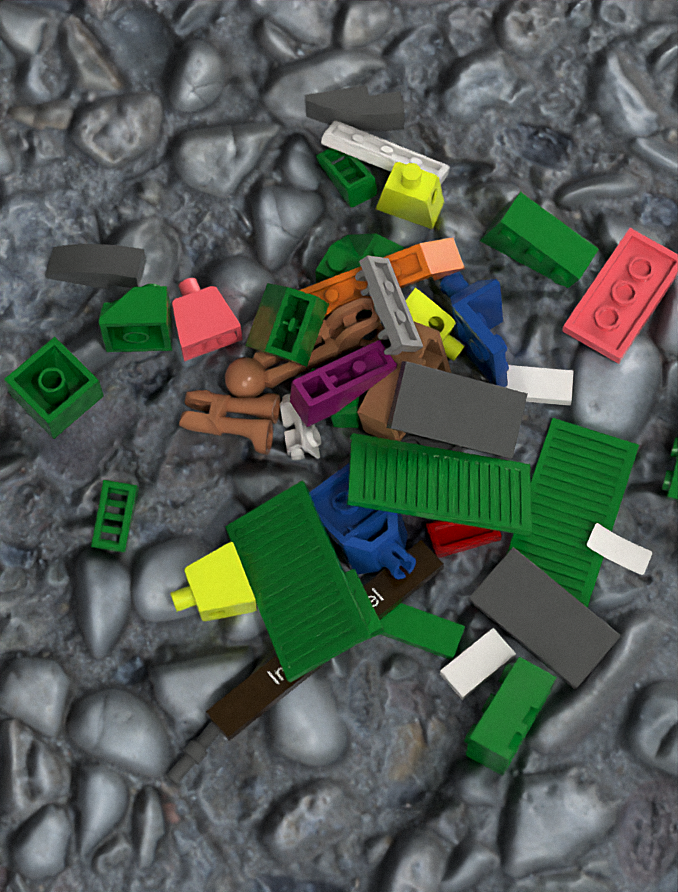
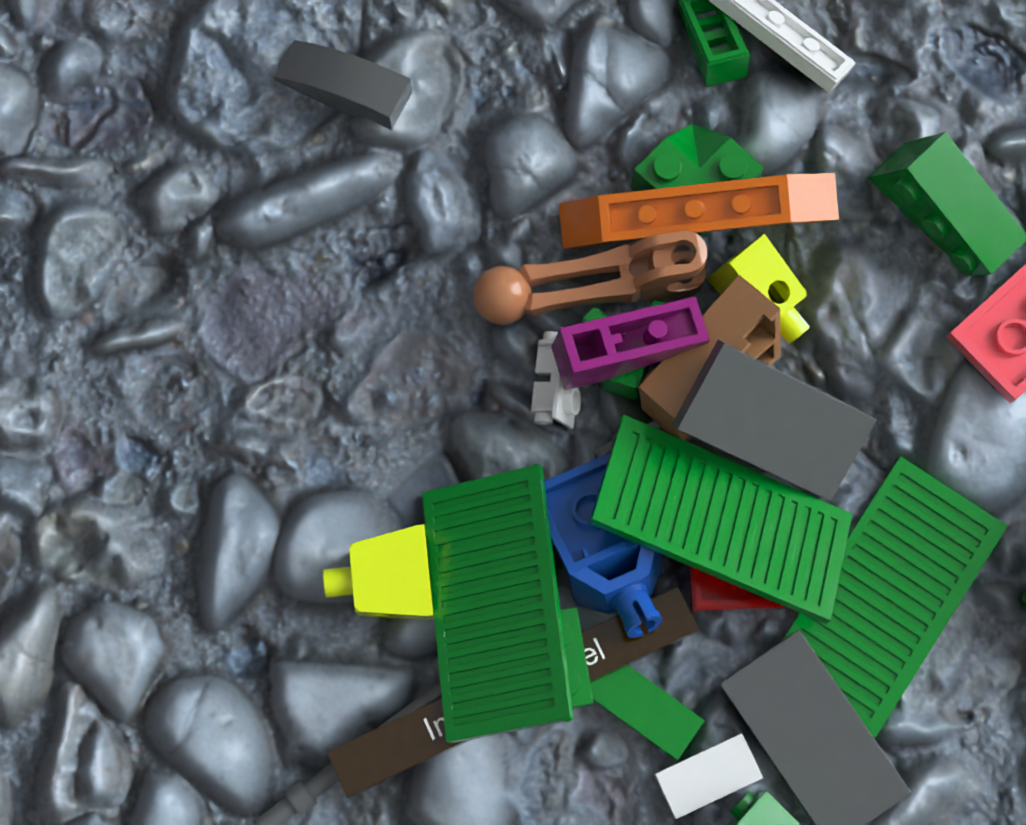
camera: 10 degrees right, 10 degrees up
(54, 387) = (242, 241): green slope -> none
(116, 488) = (264, 432): green slope -> none
(138, 321) = (377, 177): green slope -> none
(203, 320) = (465, 196): coral torso -> none
(257, 430) = (499, 374): nougat piece -> none
(287, 323) = (574, 241): green slope -> none
(389, 305) = (722, 254): light grey plate -> none
(412, 195) = (793, 92): neon yellow torso -> none
(477, 311) = (833, 282): blue plate -> none
(542, 384) = (896, 405): white tile -> none
(619, 549) = (941, 667): white sticker -> none

